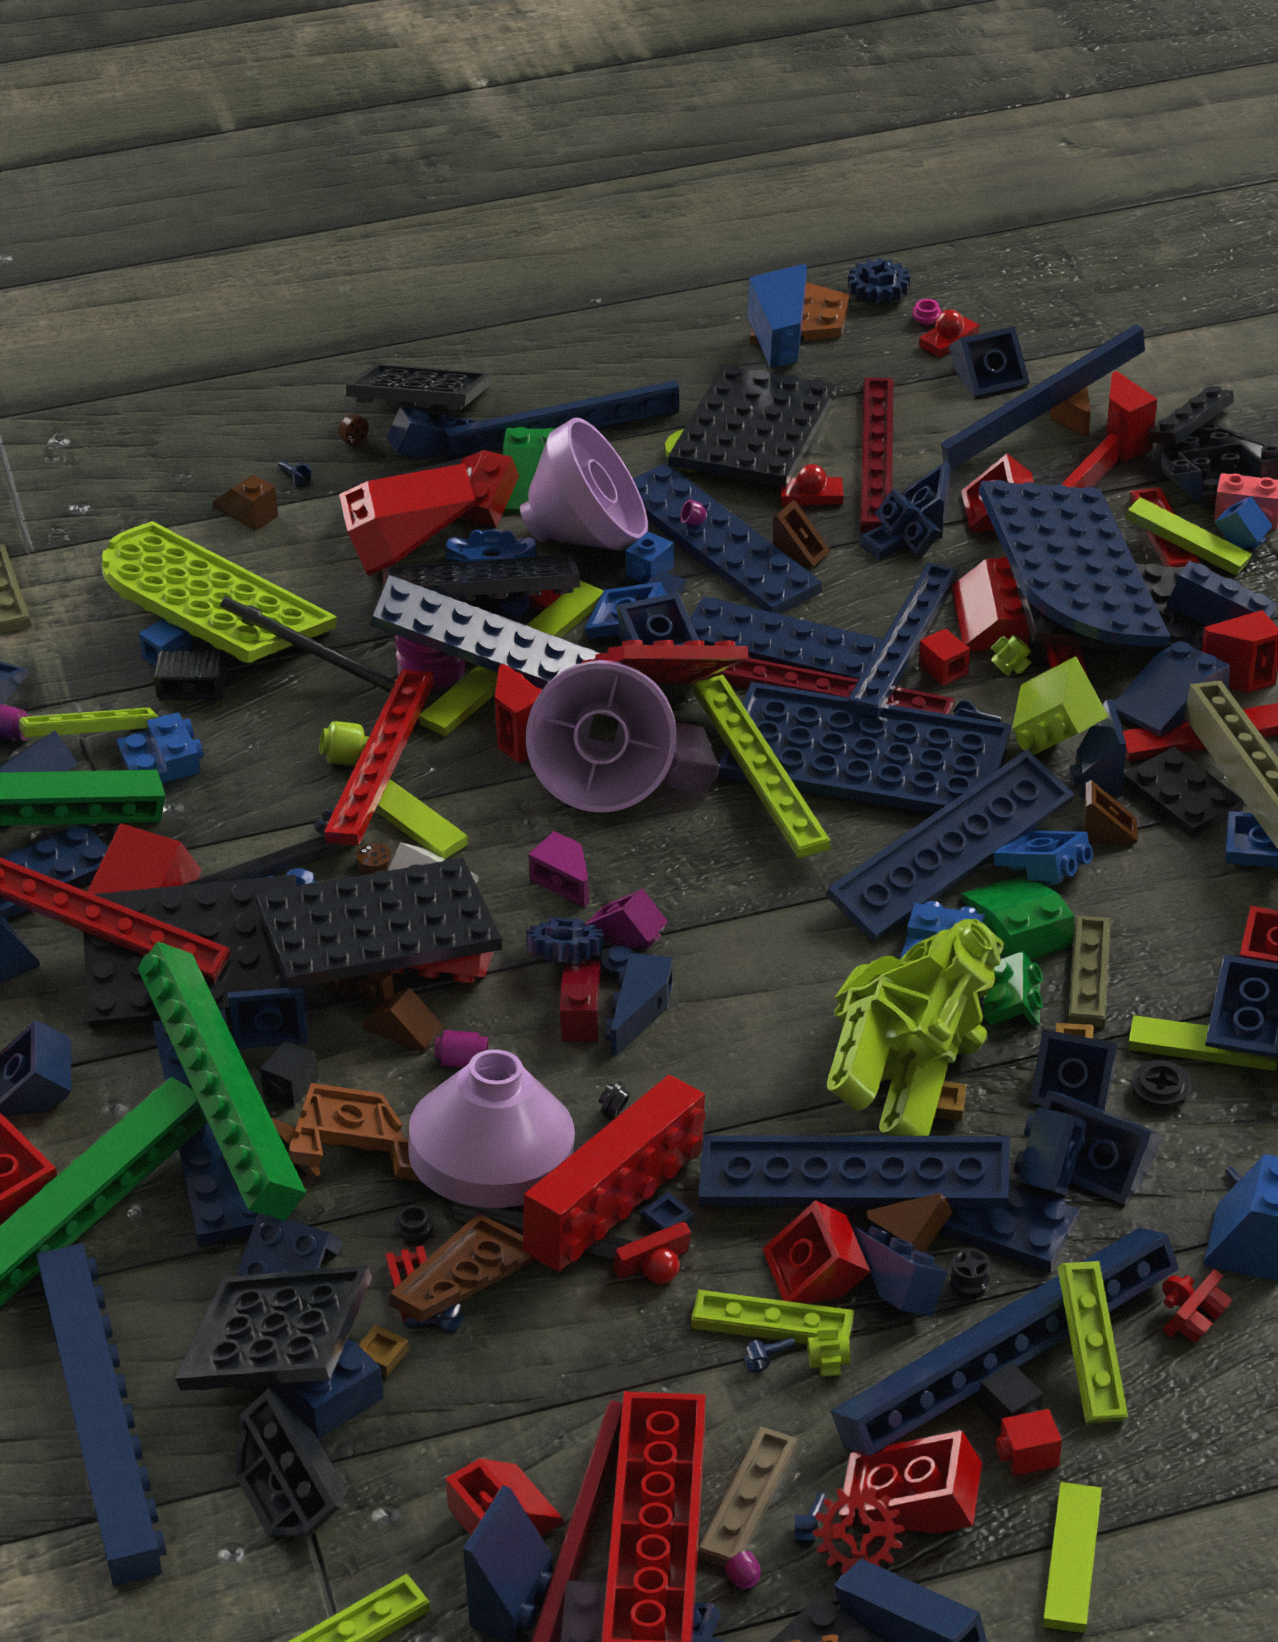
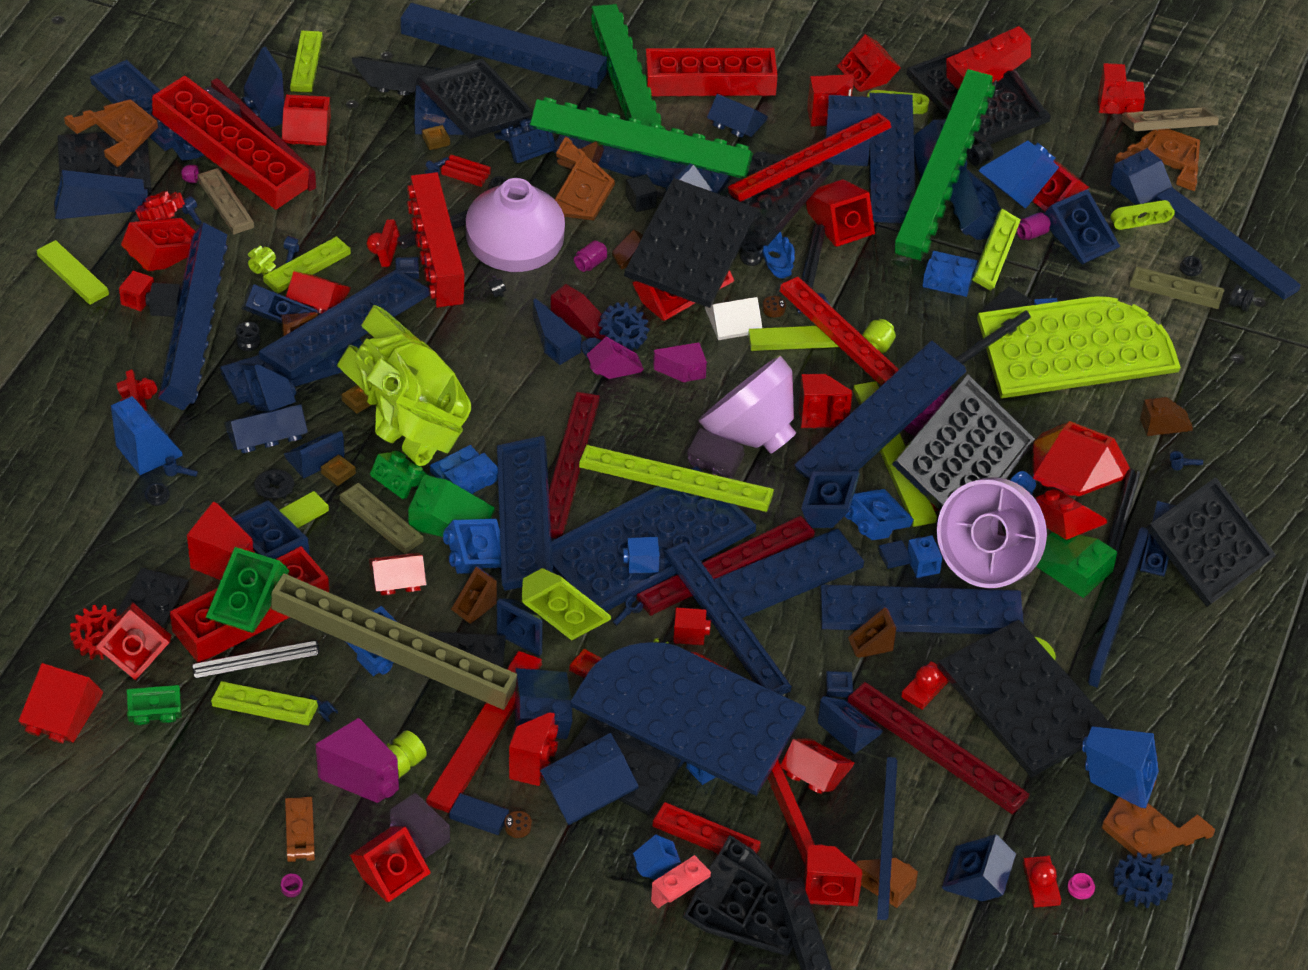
camera: 125 degrees right, 5 degrees up
(461, 1267) = (451, 173): reddish brown wing -> none
(676, 663) = (779, 449): red plate -> none
(693, 513) = (941, 588): magenta hinge -> none
(786, 889) = (567, 467): none -> dark red tile
(907, 715) = (642, 555): none -> blue brick
(908, 522) = (841, 689): dark blue slope -> none
(1092, 1342) = (153, 330): lime tile -> none
(1149, 898) = (397, 572): none -> slope
(1188, 536) = (680, 821): lime tile -> none

